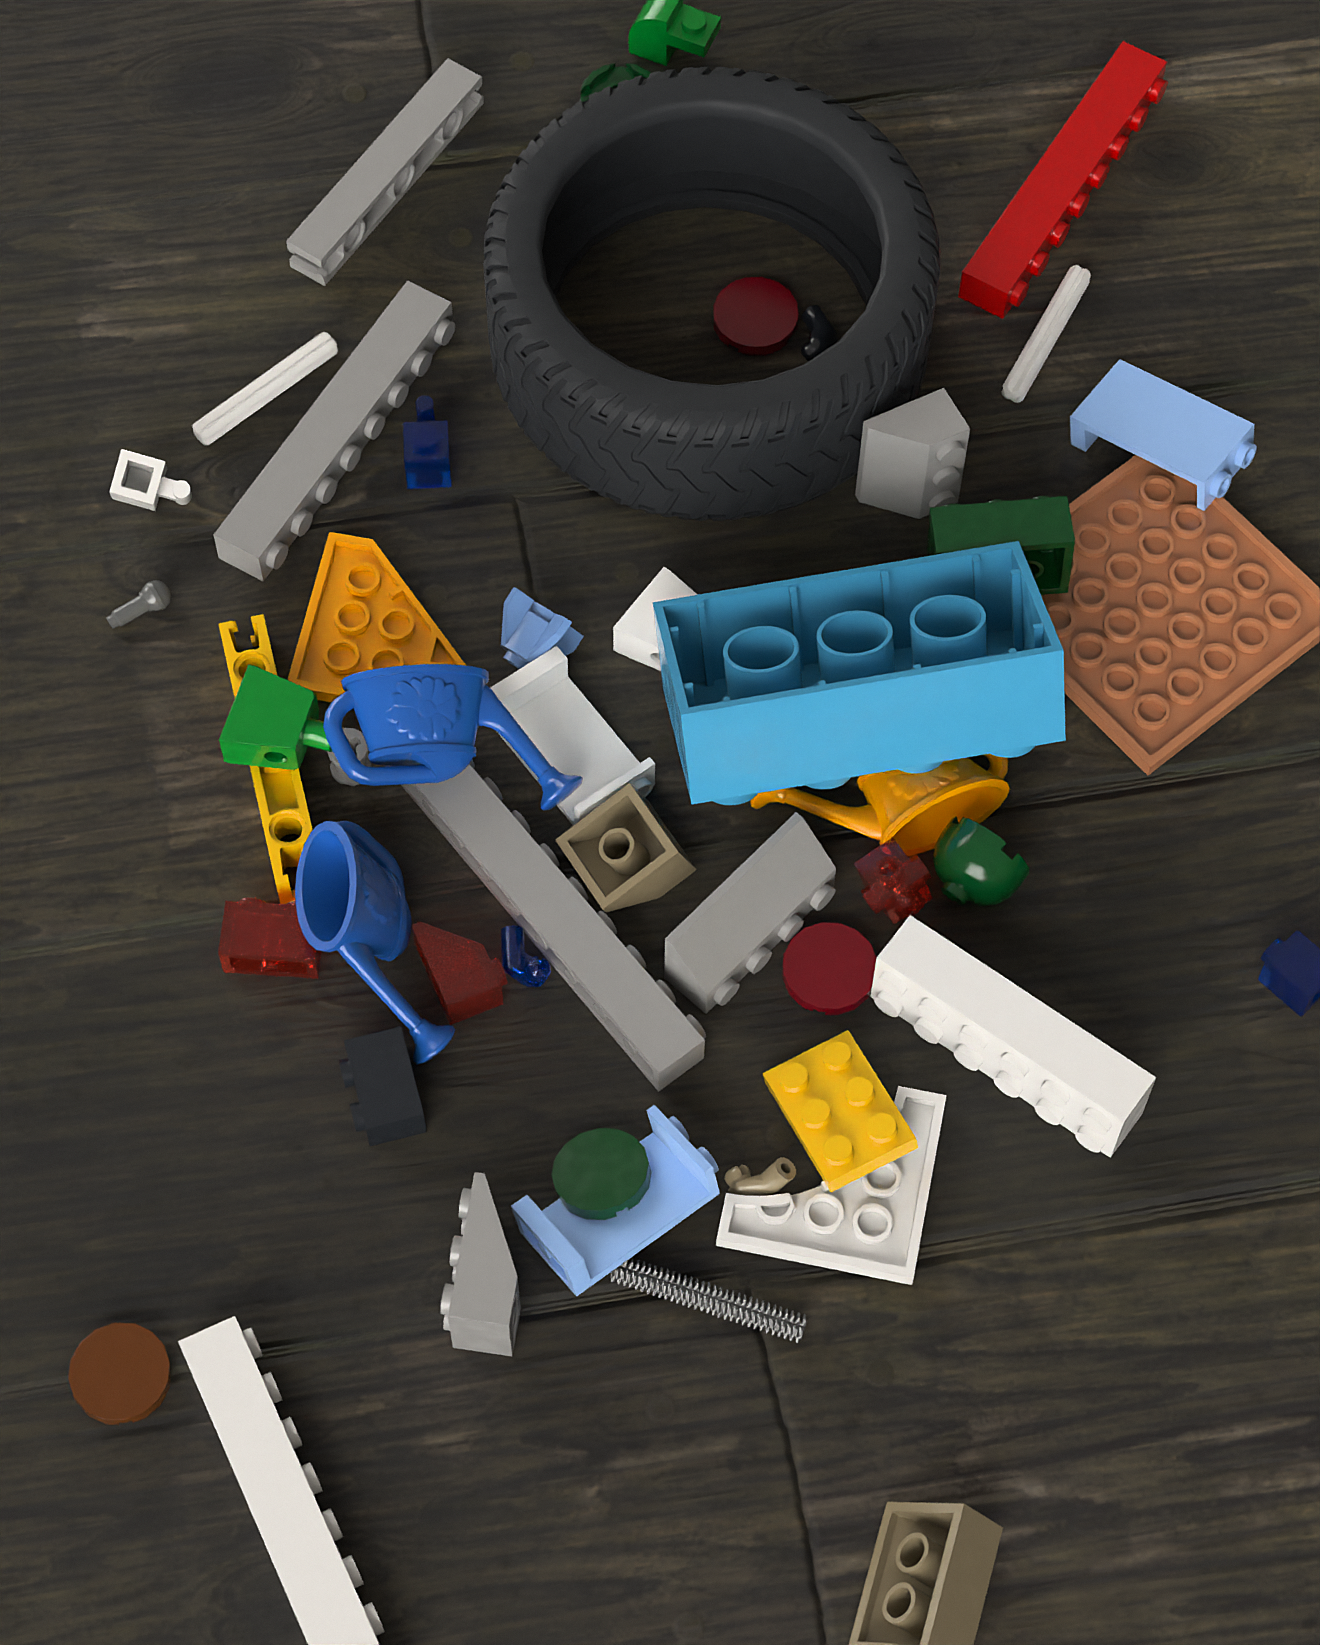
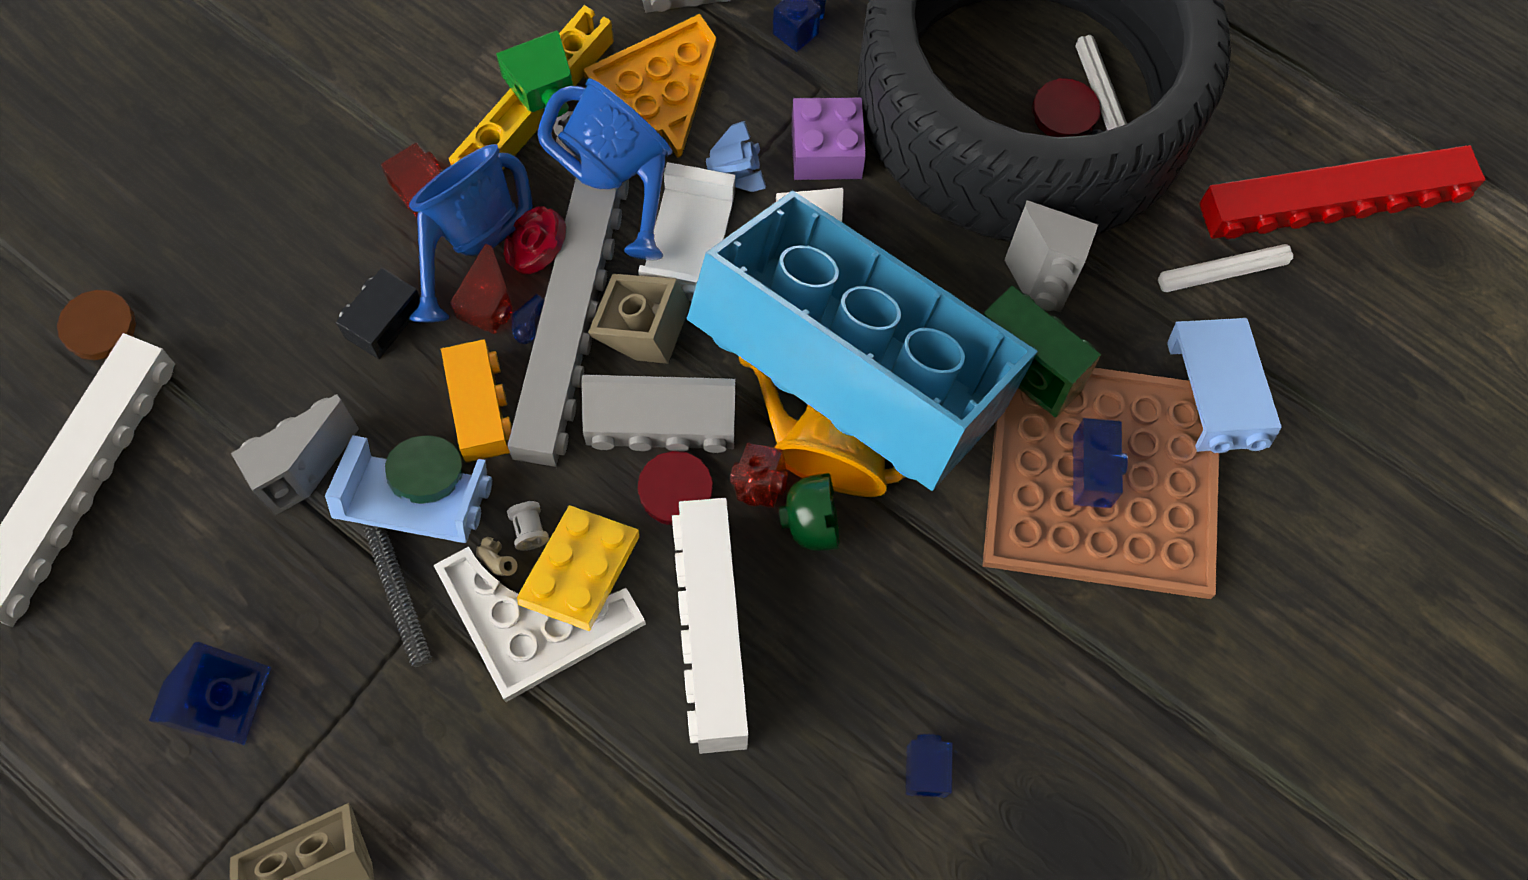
camera: 45 degrees right, 5 degrees up
(446, 880) = (535, 240): none -> dark red tile
(571, 1069) = (476, 400): none -> light orange brick
(589, 537) = (828, 138): none -> medium lavender brick
(666, 1545) = (211, 694): none -> clear blue slope
(750, 1125) = (527, 525): none -> light grey bush
(762, 265) = (1100, 82): none -> white axle
(1148, 594) = (1098, 463): none -> clear blue brick

